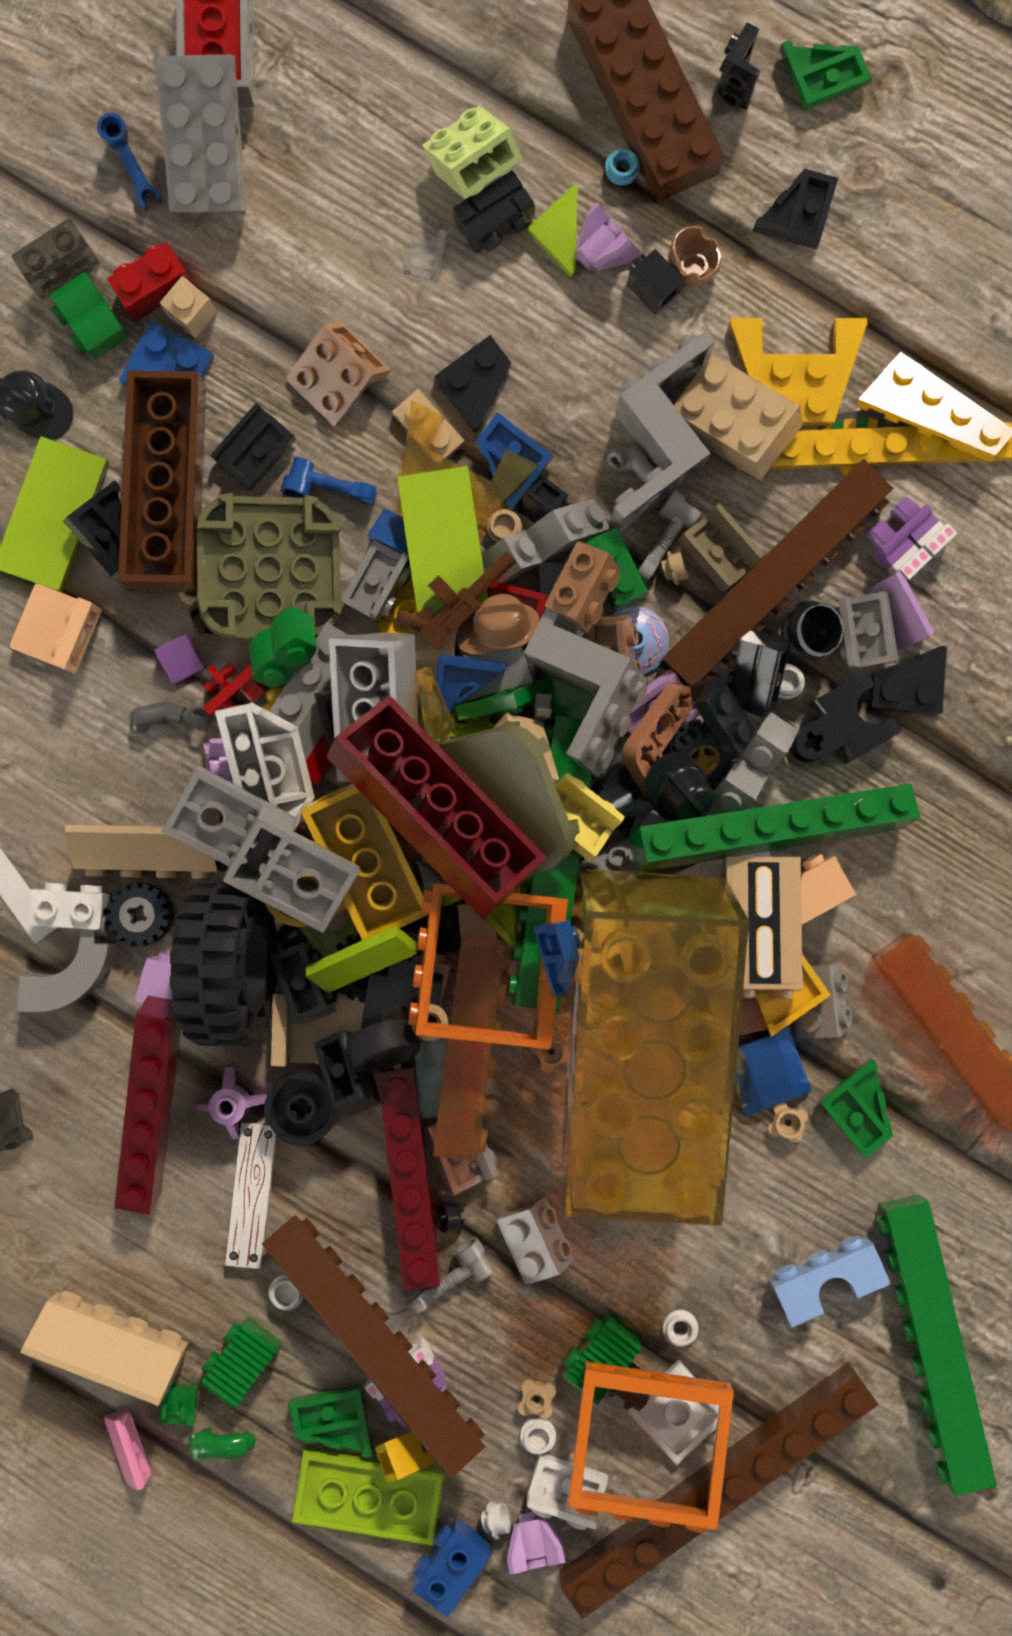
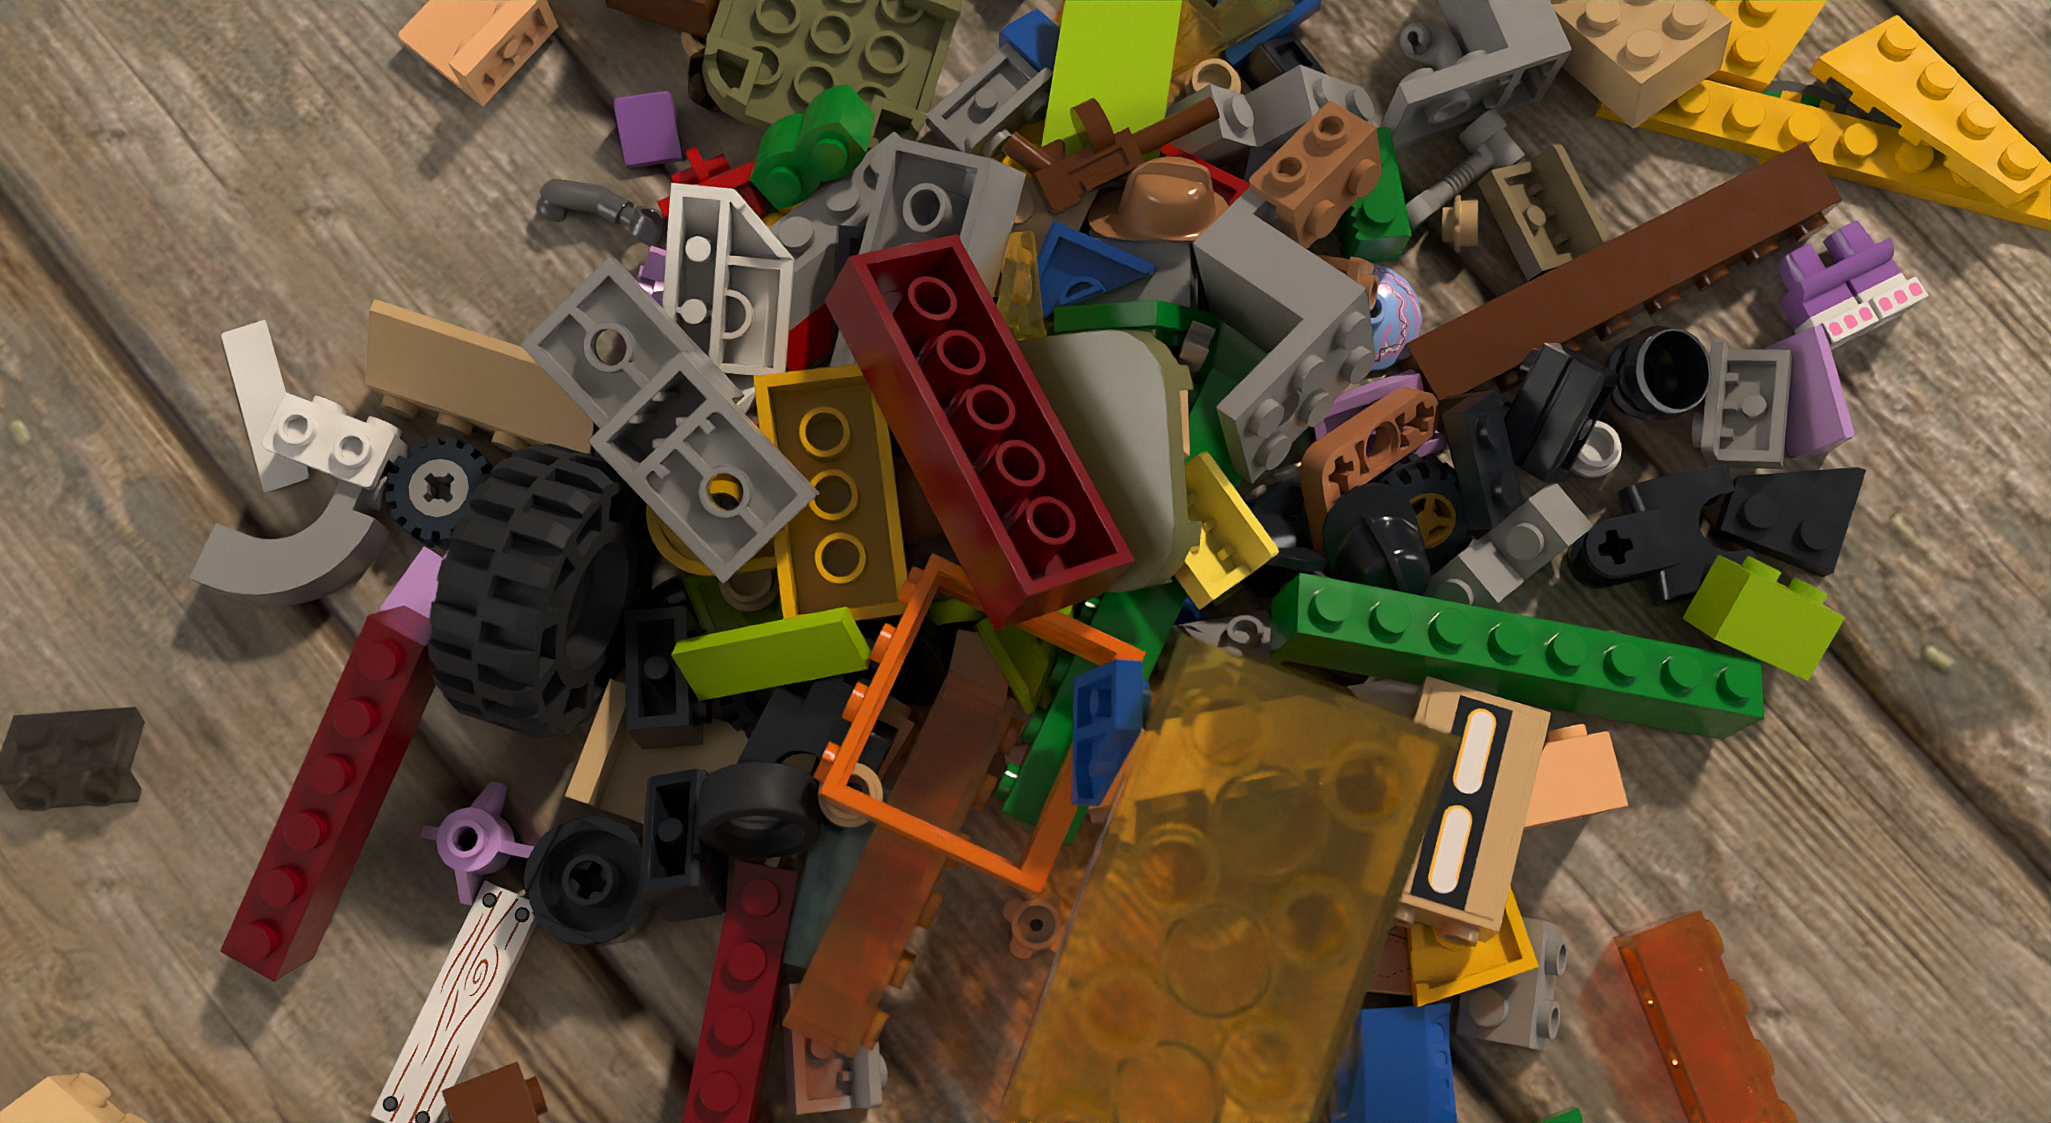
camera: 15 degrees right, 10 degrees down
(907, 756) = (1763, 617): none -> lime brick

